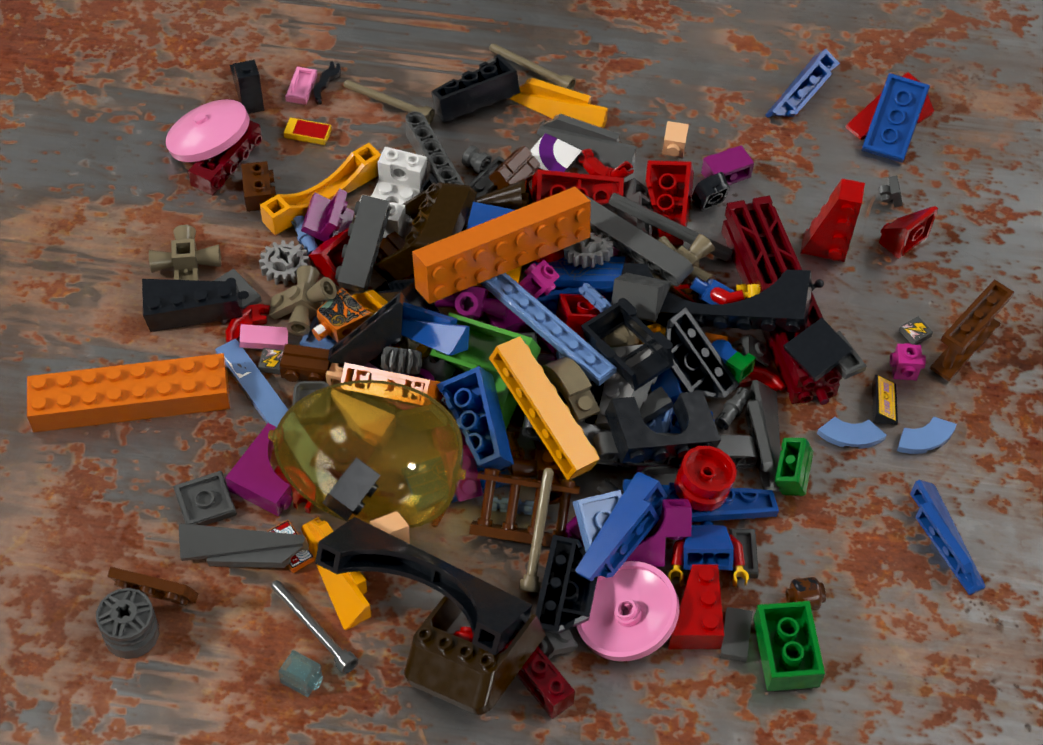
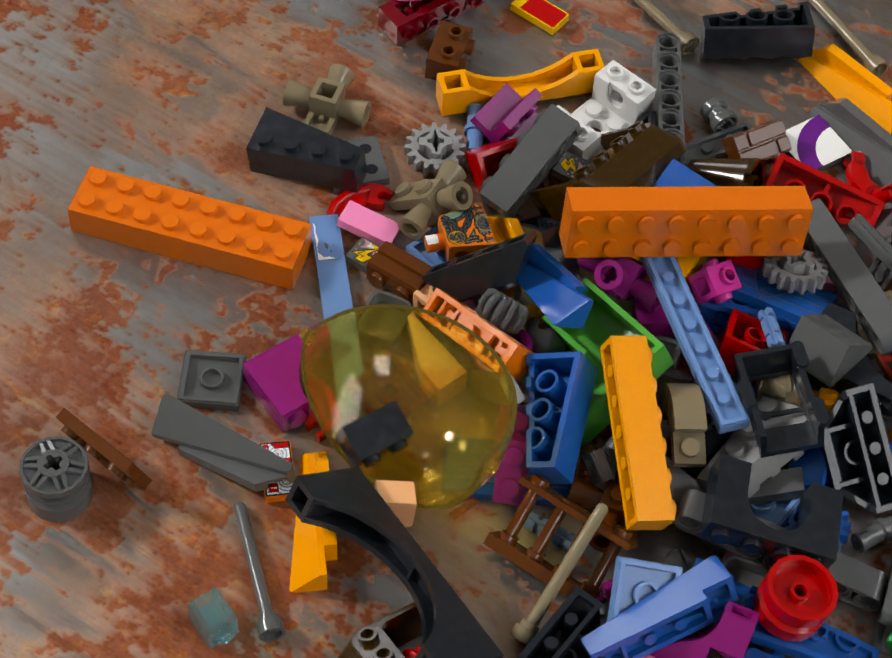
camera: 25 degrees right, 0 degrees up
(394, 238) = (567, 166): none -> dark grey tile
(523, 444) = (597, 466): none -> dark grey tile

